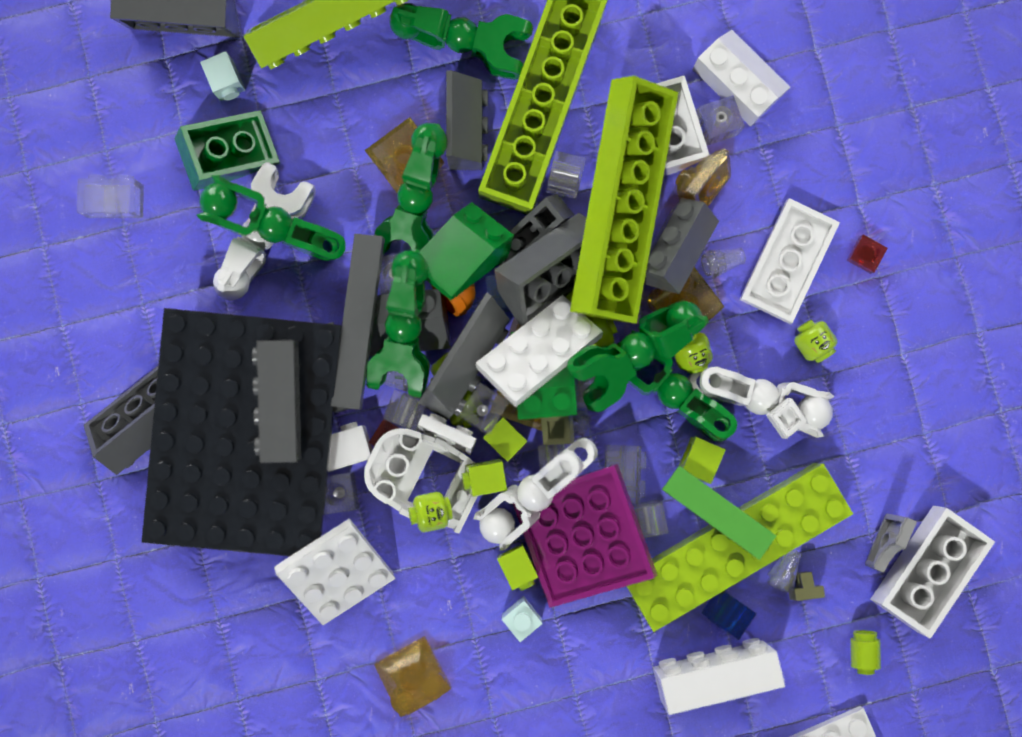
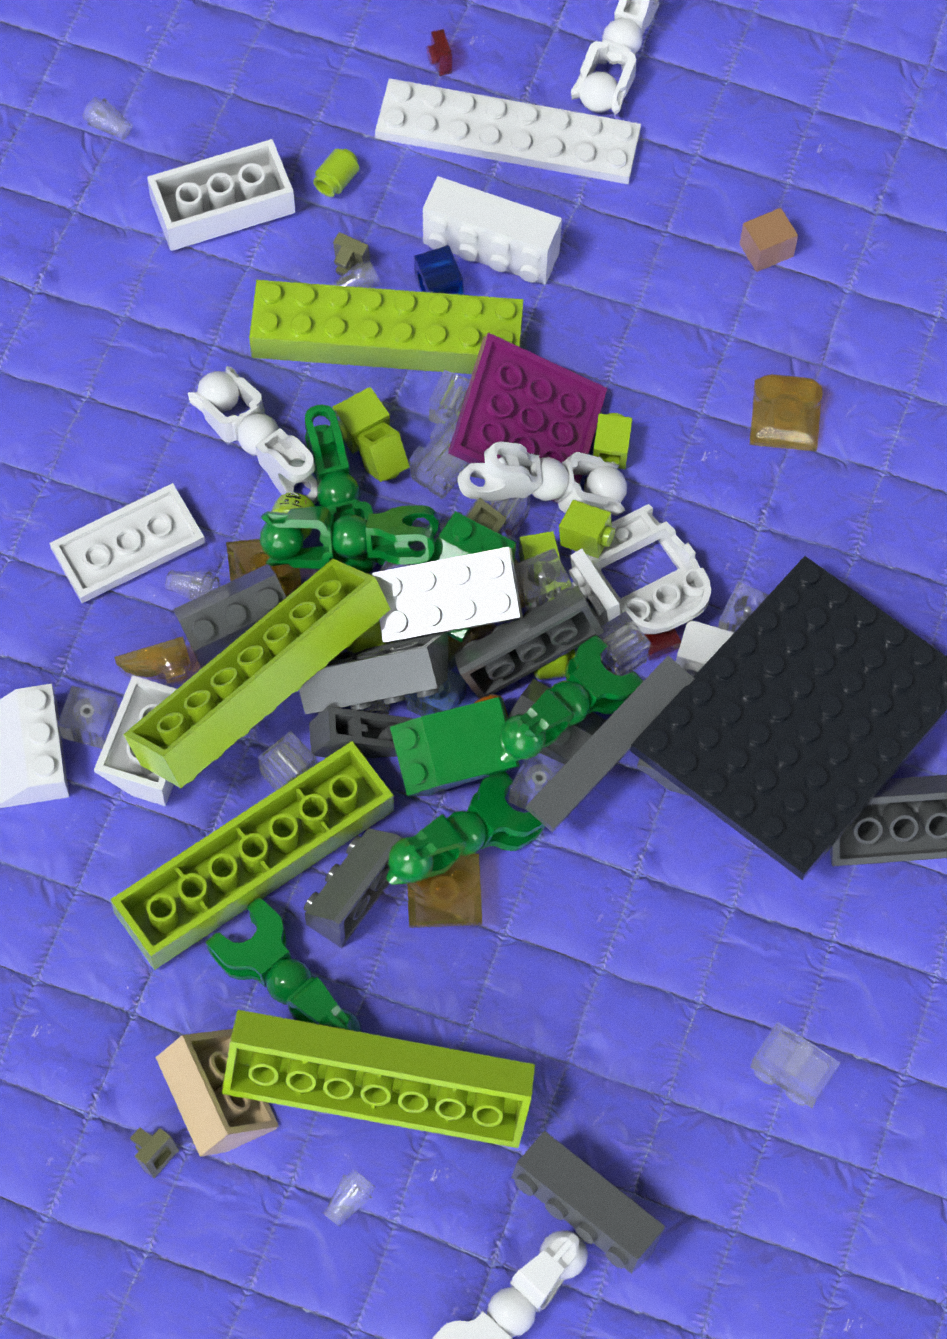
camera: 145 degrees left, 20 degrees down
(223, 76) = (581, 1114): light aqua brick -> none
(225, 148) = (633, 1033): green slope -> none
(246, 253) = (653, 919): white piece -> none
(272, 223) = (632, 895): green piece -> none
(277, 401) = (743, 702): dark grey brick -> none
(335, 572) = (797, 537): white plate -> none
(430, 512) = (662, 529): lime head -> none
(521, 619) = (641, 393): light aqua brick -> none
(668, 443) = (382, 452): none -> lime brick
(719, 512) = (384, 354): bright green tile -> none
(787, 418) = (252, 393): white tile -> none
(815, 341) = (162, 454): lime head -> none
(867, 254) = (46, 500): clear red plate -> none
(891, 538) = (238, 241): light grey tile -> none

